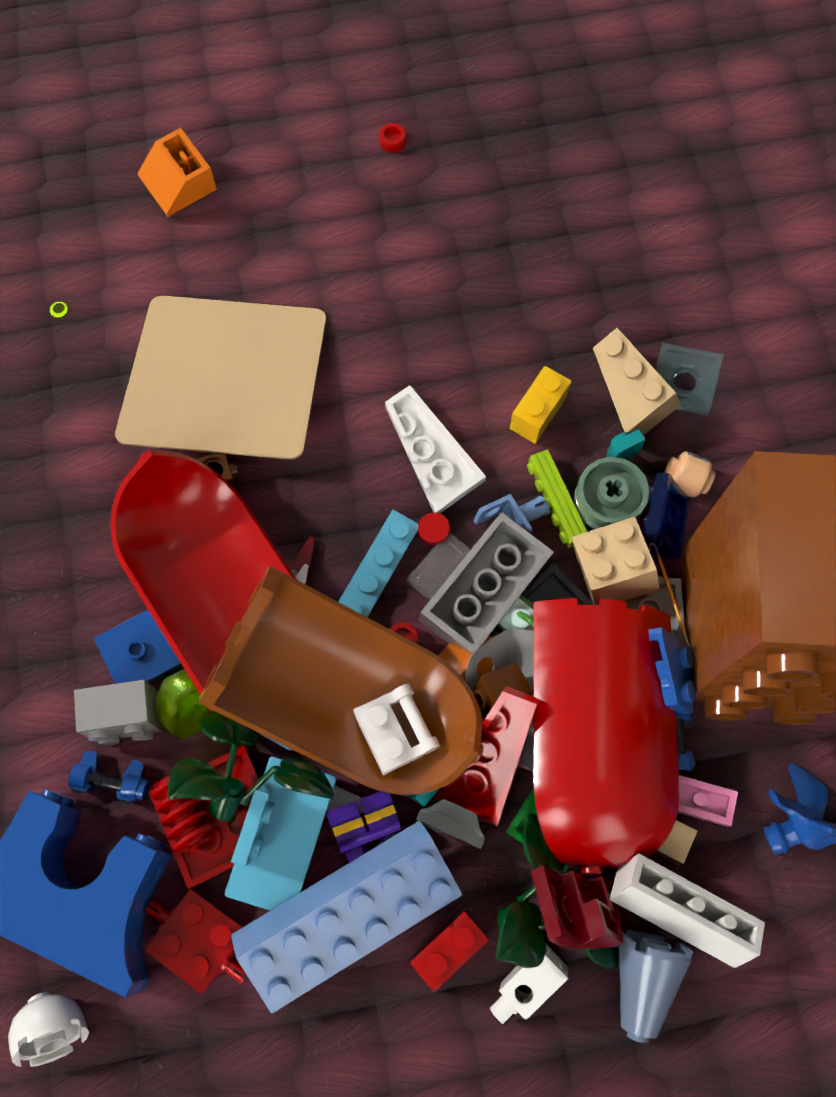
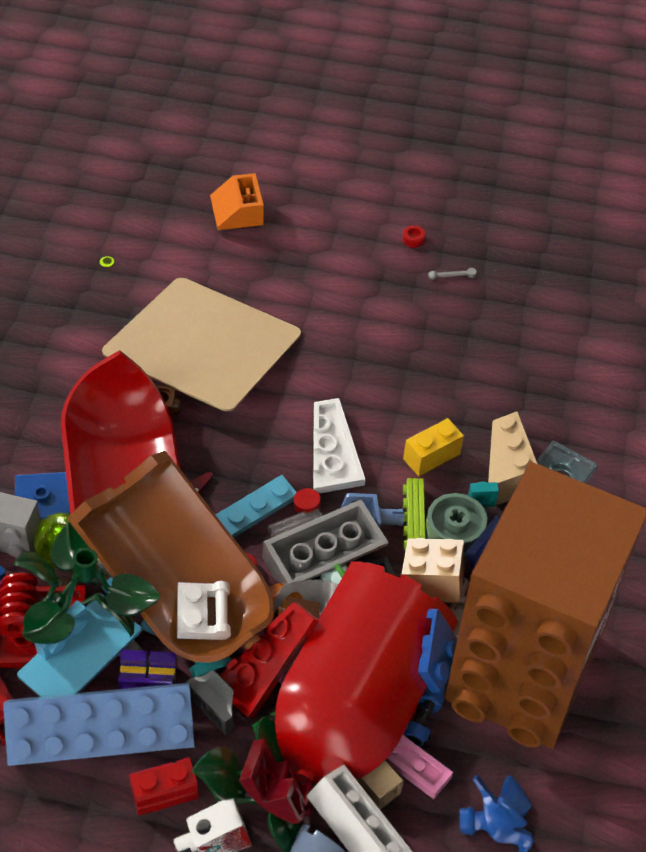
camera: 20 degrees right, 20 degrees down
(314, 764) = (126, 597): none -> dark green plant
(476, 161) = (471, 272): none -> light grey hinge

